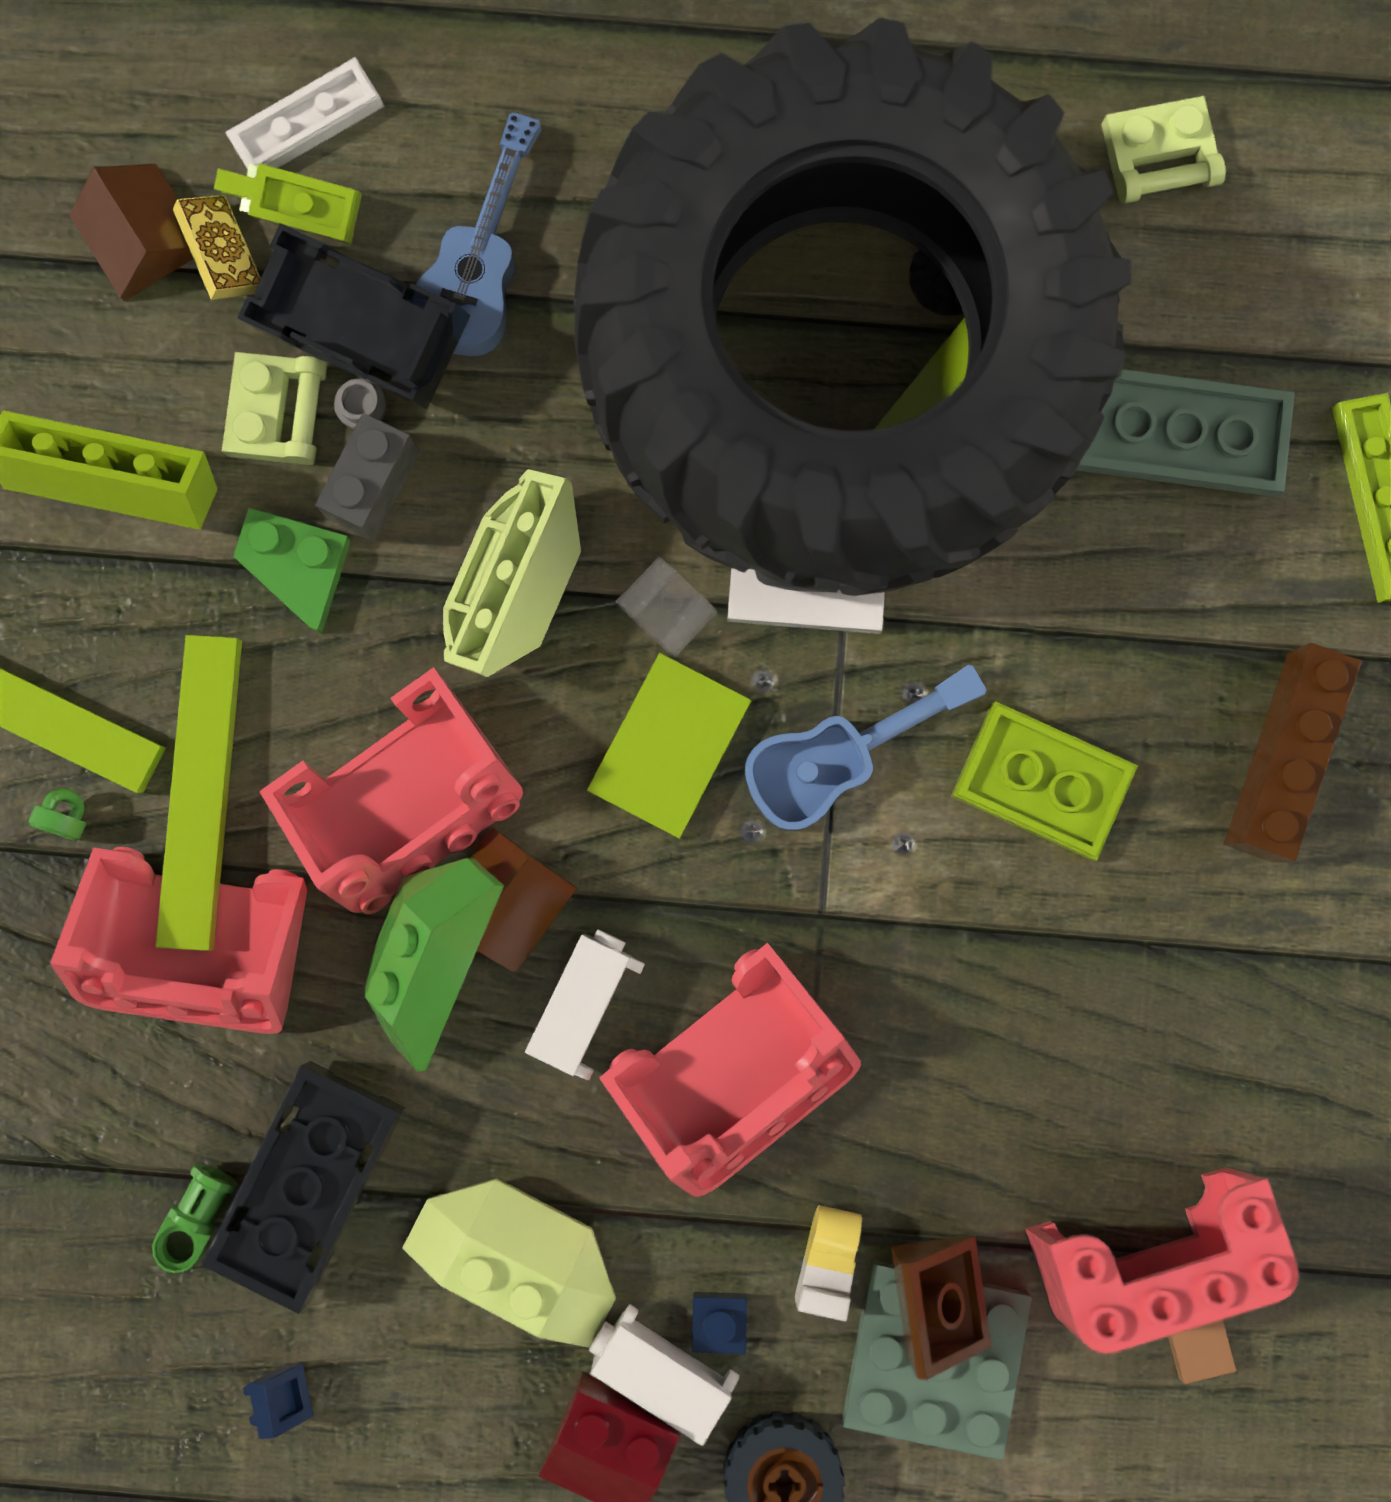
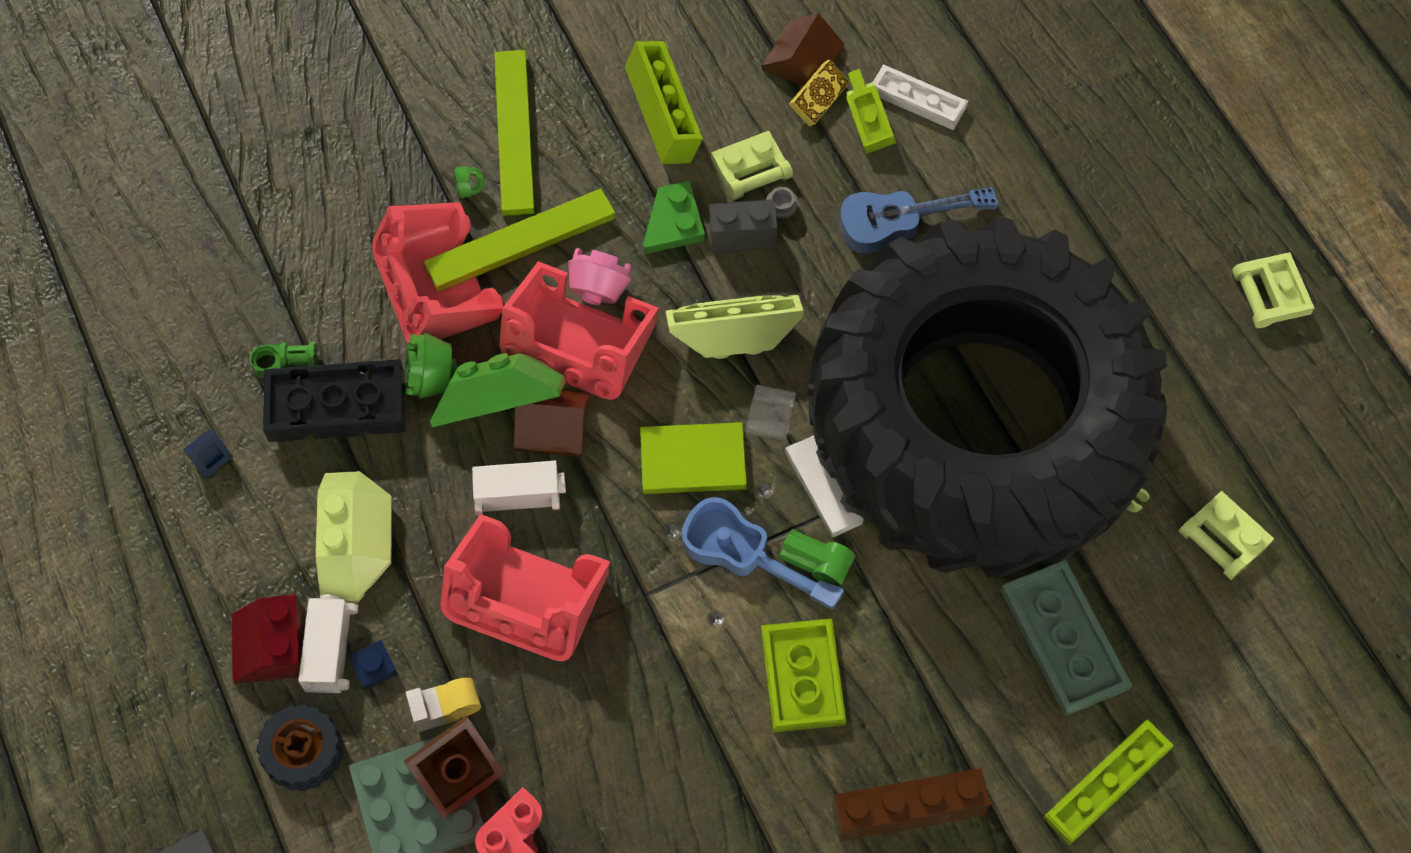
camera: 60 degrees right, 20 degrees down
(332, 1030) = (428, 365): none -> bright green cone
(333, 722) = (598, 277): none -> bright pink cone
(355, 317) = (824, 173): black piece -> none
(915, 664) = (825, 561): none -> bright green piece

